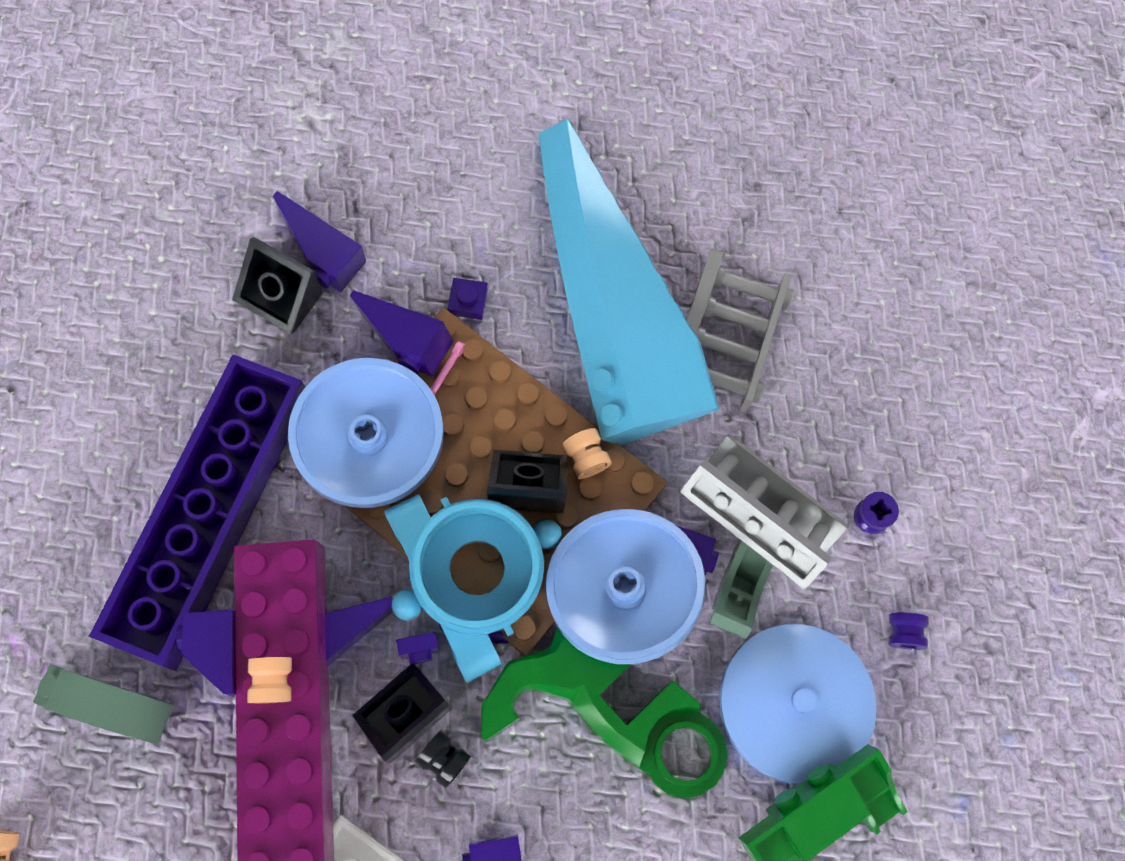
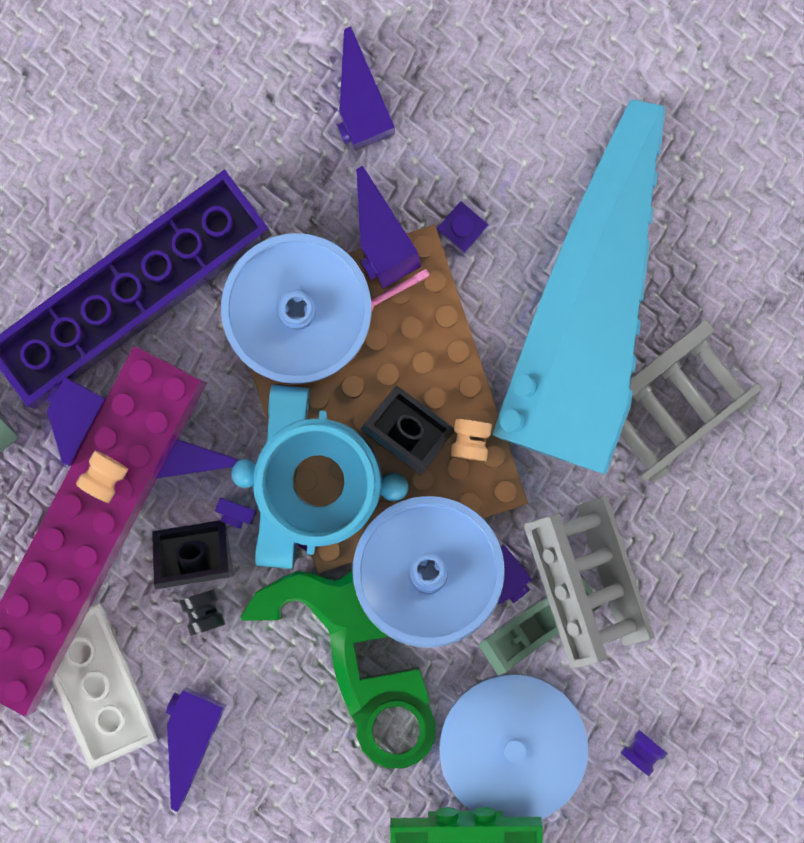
camera: 45 degrees right, 15 degrees up
(276, 286) = (297, 118): black slope -> none
(868, 517) = (679, 641): dark purple wheel -> none

